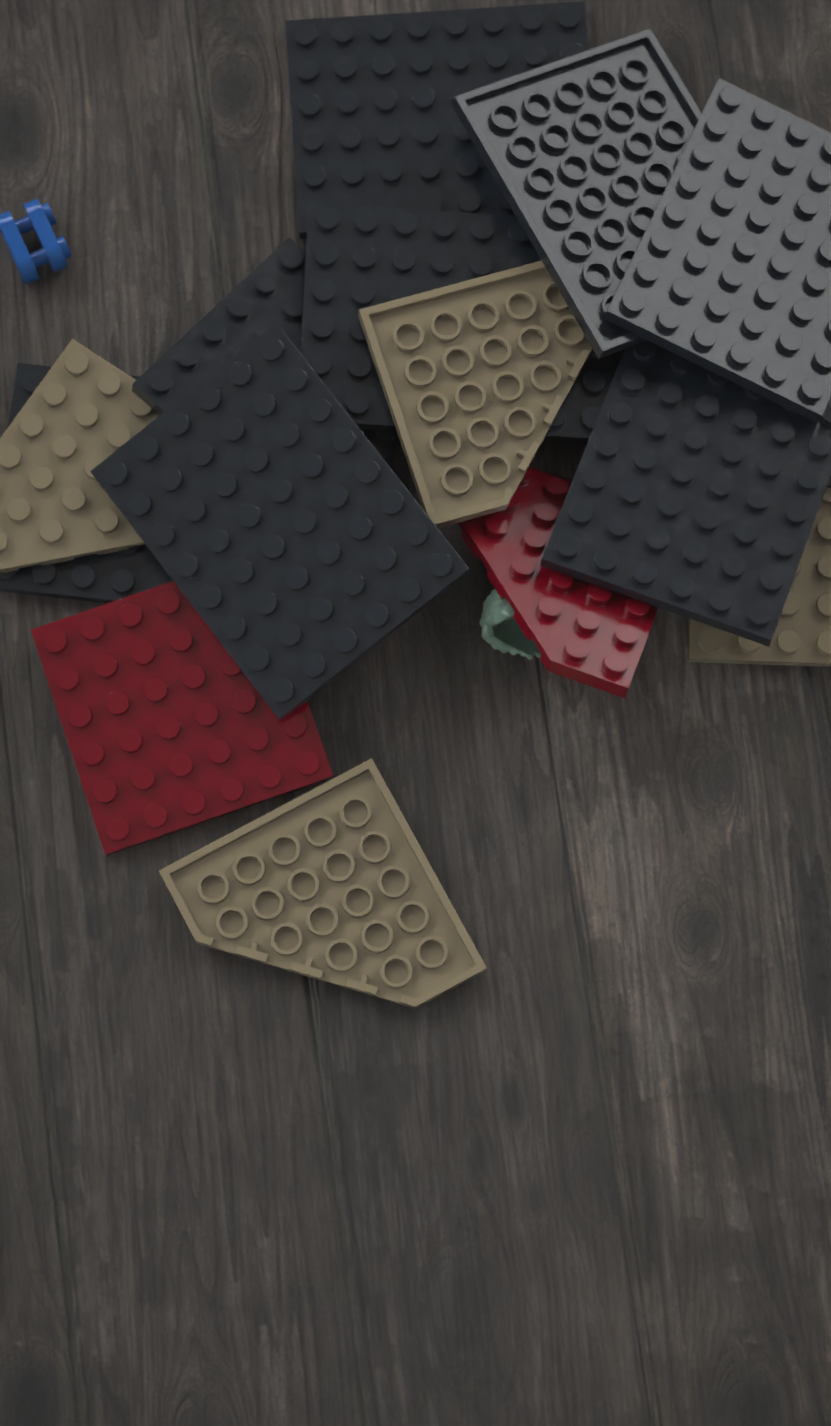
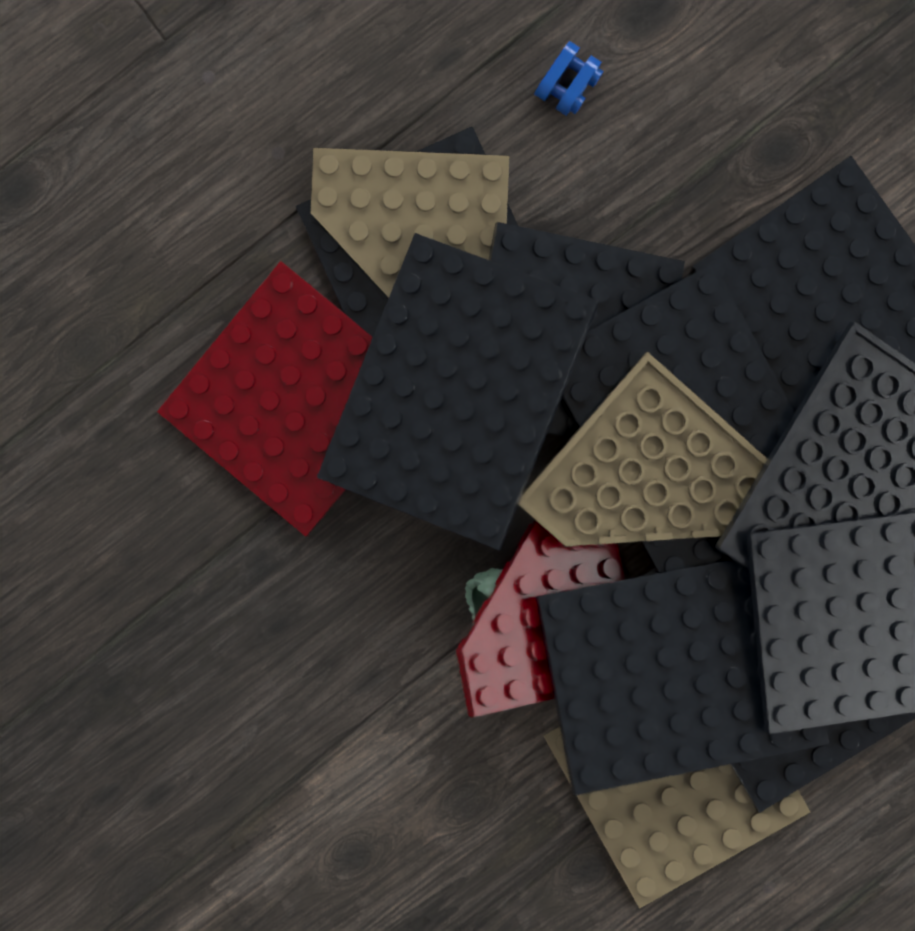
camera: 55 degrees right, 10 degrees up
(330, 894) = (222, 585): dark tan plate -> none

